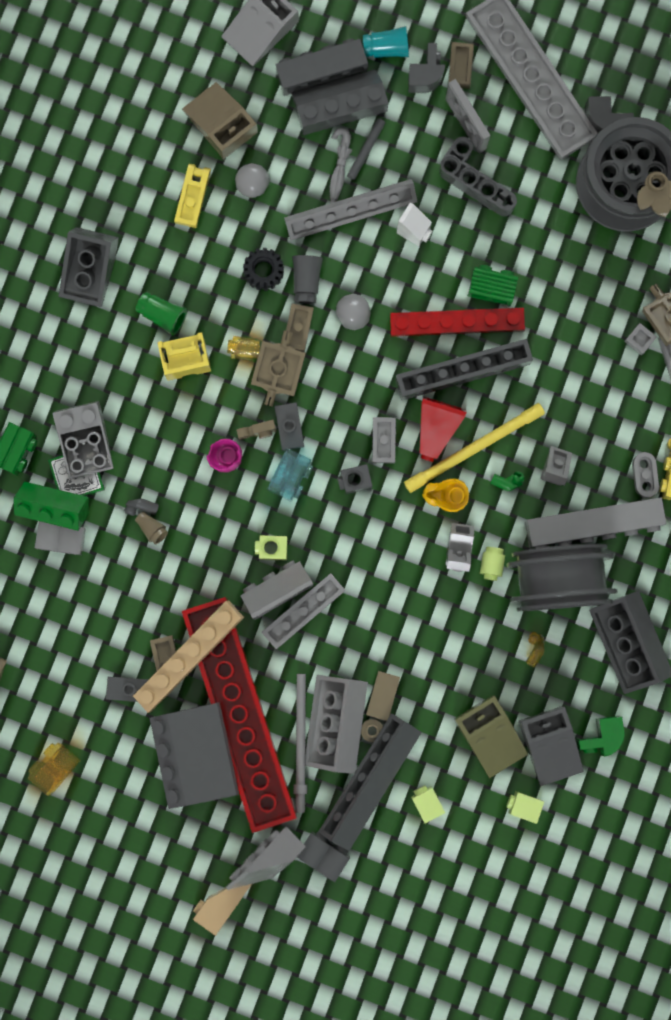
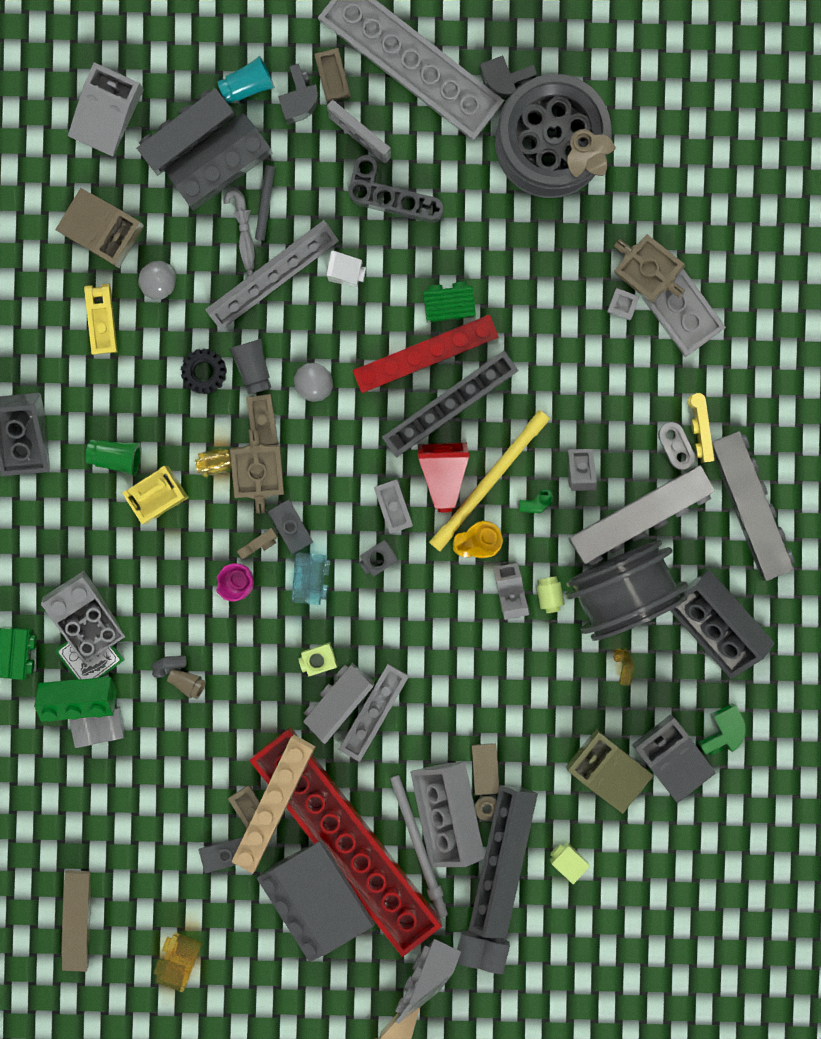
camera: 20 degrees left, 5 degrees up
(525, 807) = (669, 830): yellowish green brick -> none

